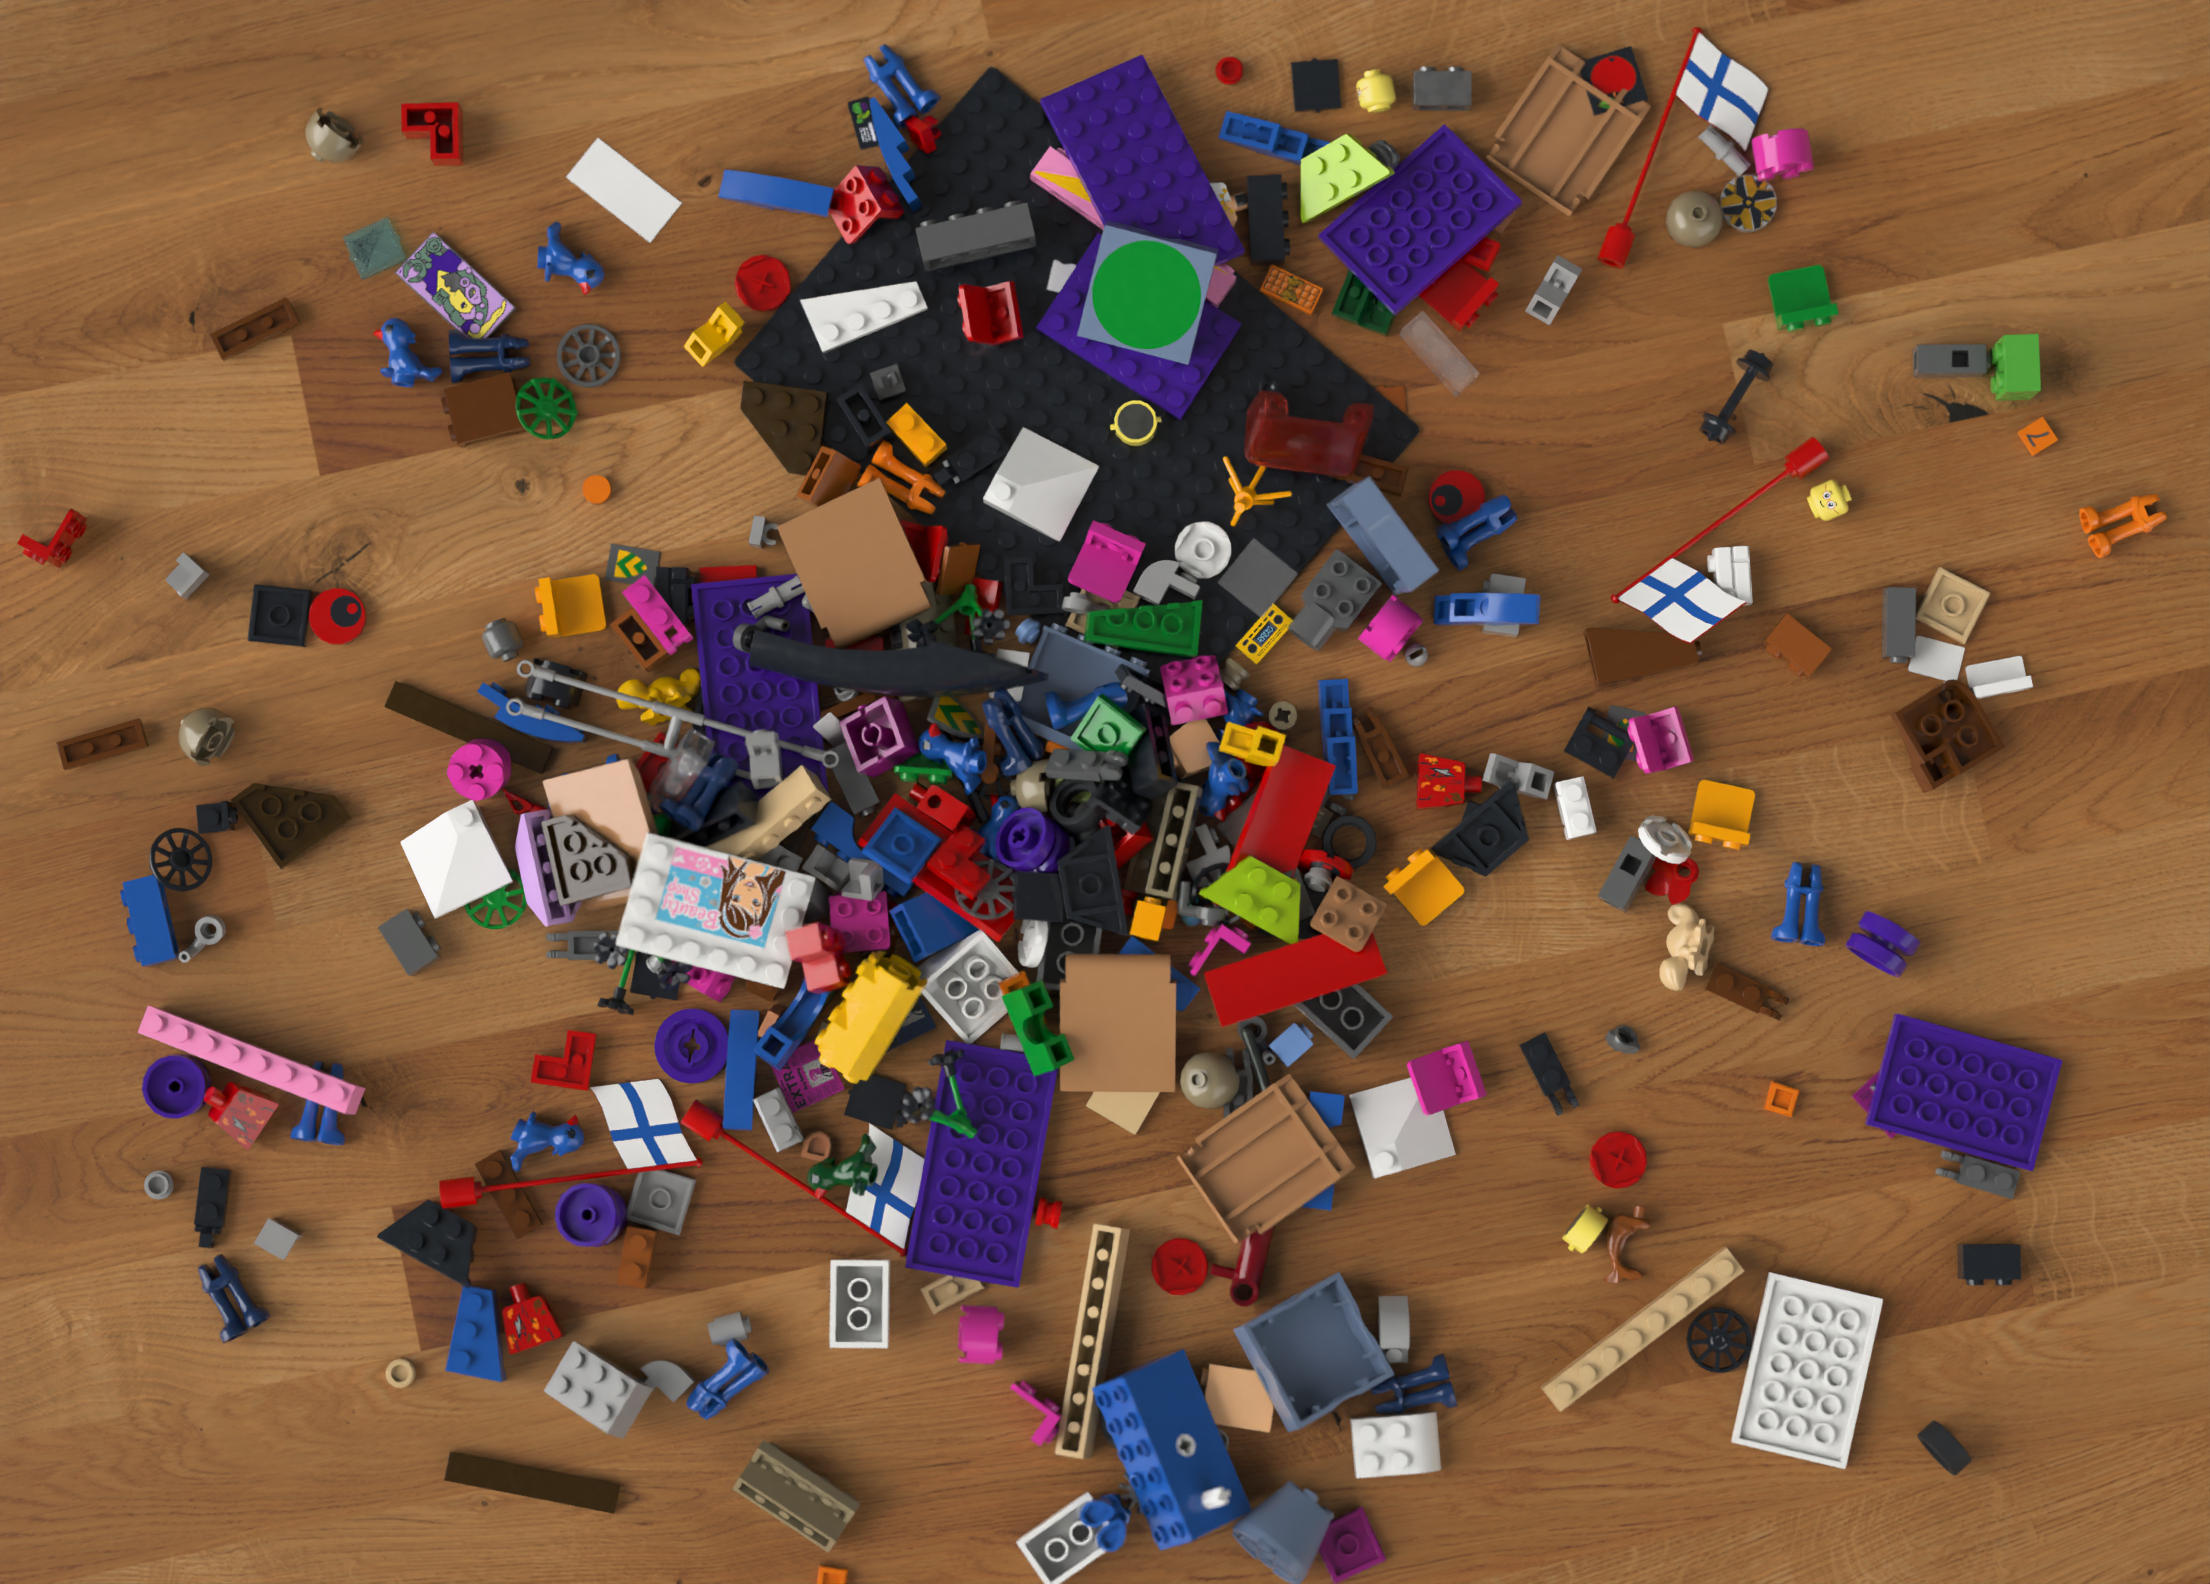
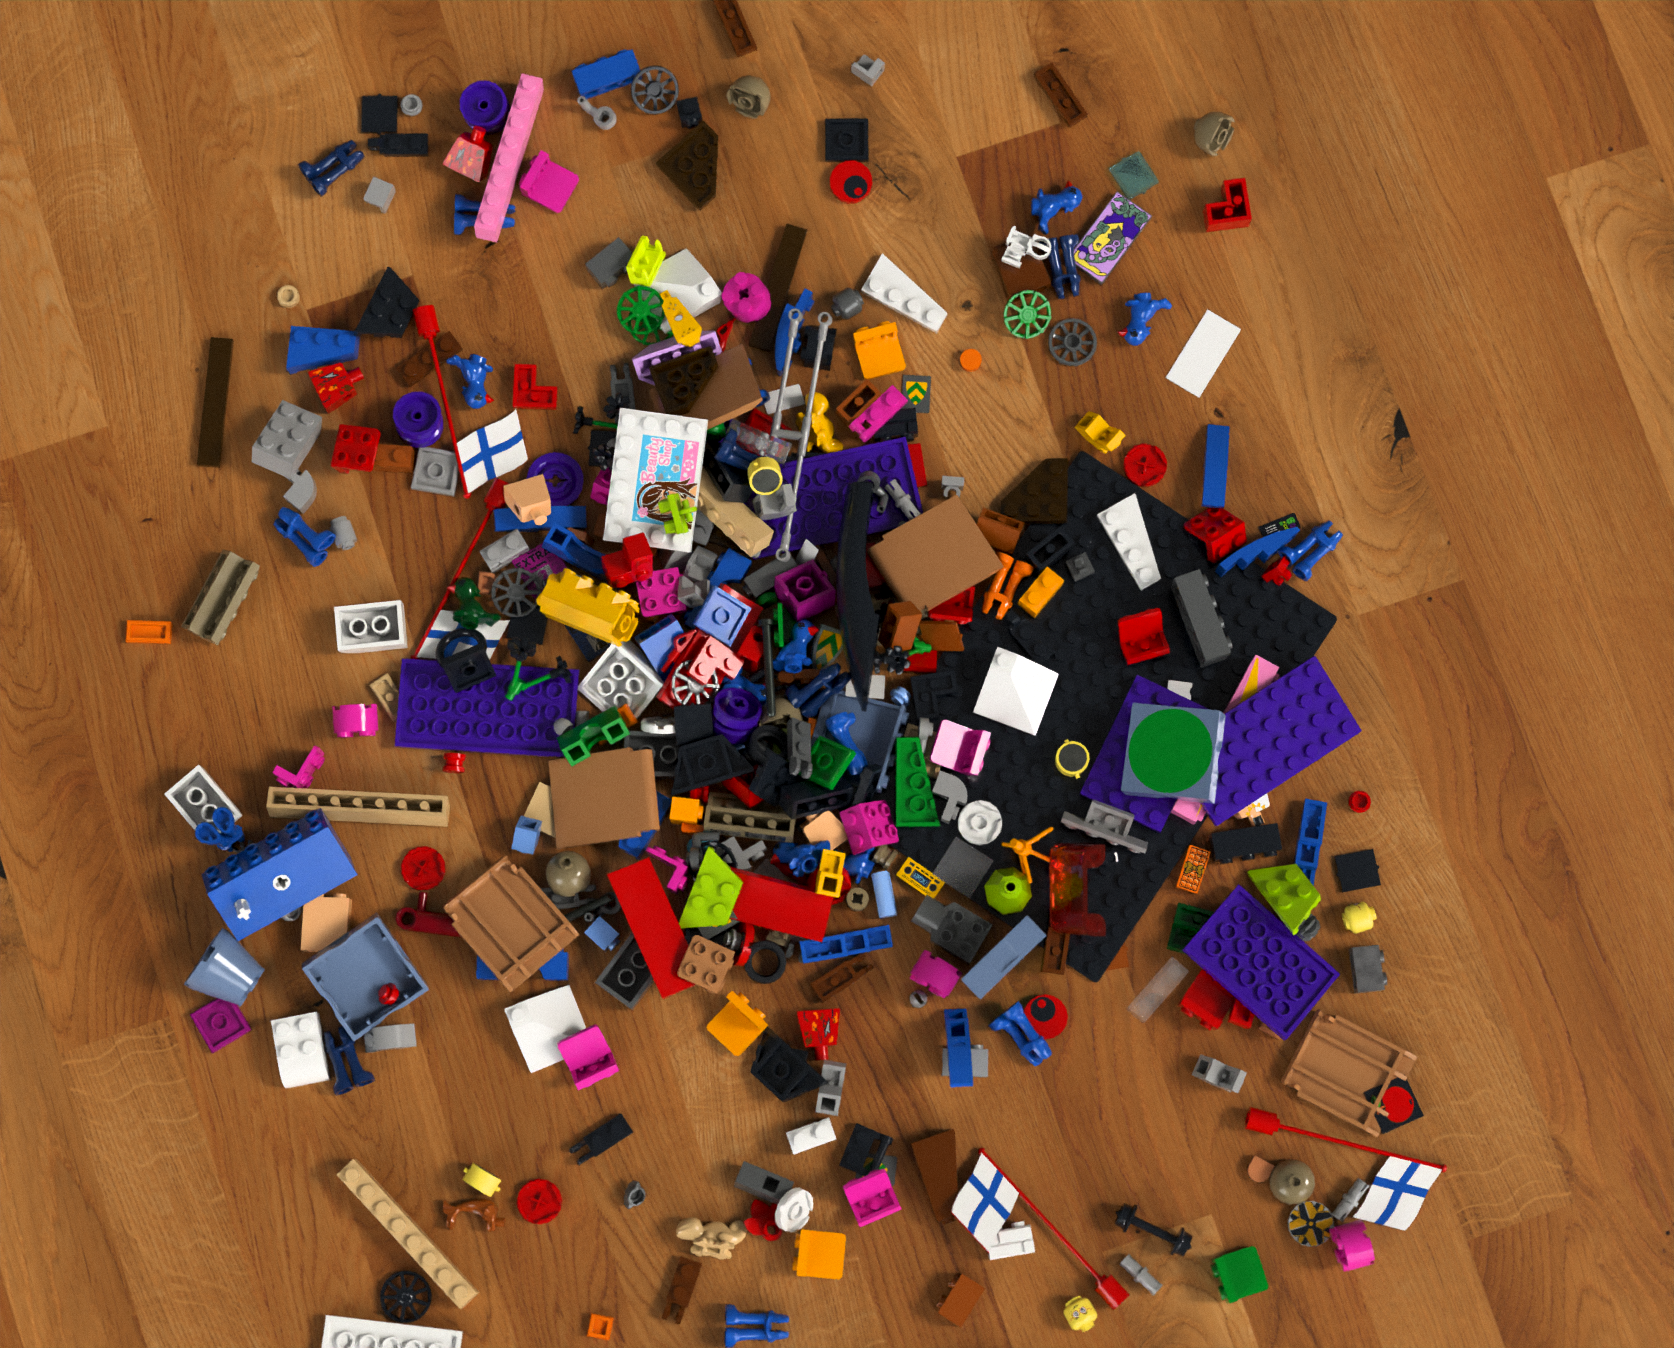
camera: 80 degrees right, 5 degrees down
(165, 1229) = (379, 114): none -> black piece
(290, 1012) = (548, 183): none -> dark pink bracket
(415, 896) = (645, 262): none -> neon yellow hinge
(455, 405) = (1020, 243): none -> white piece
(479, 908) = (641, 310): none -> green wheel
(496, 570) = (897, 291): none -> white wing
(510, 853) = (681, 327): none -> yellow piece
(620, 724) = (792, 398): none -> white sticker
(621, 1300) = (355, 448): none -> red bracket
(717, 1079) = (529, 499): none -> light nougat torso
(730, 767) = (764, 475): none -> piece
(753, 889) = (673, 504): none -> lime hips
(835, 1111) = (515, 592): none -> dark grey wheel
(883, 788) = (767, 600): none -> green tile
(929, 1180) = (467, 666): none -> black tile
(937, 906) = (678, 648): none -> red hand
(945, 617) = (900, 625): none -> dark orange brick
(974, 792) = (766, 625): none -> pearl dark grey bar
(1019, 1067) = (562, 726): none -> light grey hinge
(1153, 1128) = (526, 835): none -> medium blue brick
(1224, 388) = (1107, 823): none -> light grey bracket
(1280, 682) = (884, 894): none -> light blue brick
(1290, 536) = (1007, 901): none -> lime cone
(1338, 1325) = (388, 994): none -> red plate
(1675, 257) = (1259, 1169): none -> nougat tile
(1788, 419) = (1141, 1274): none -> light grey pin

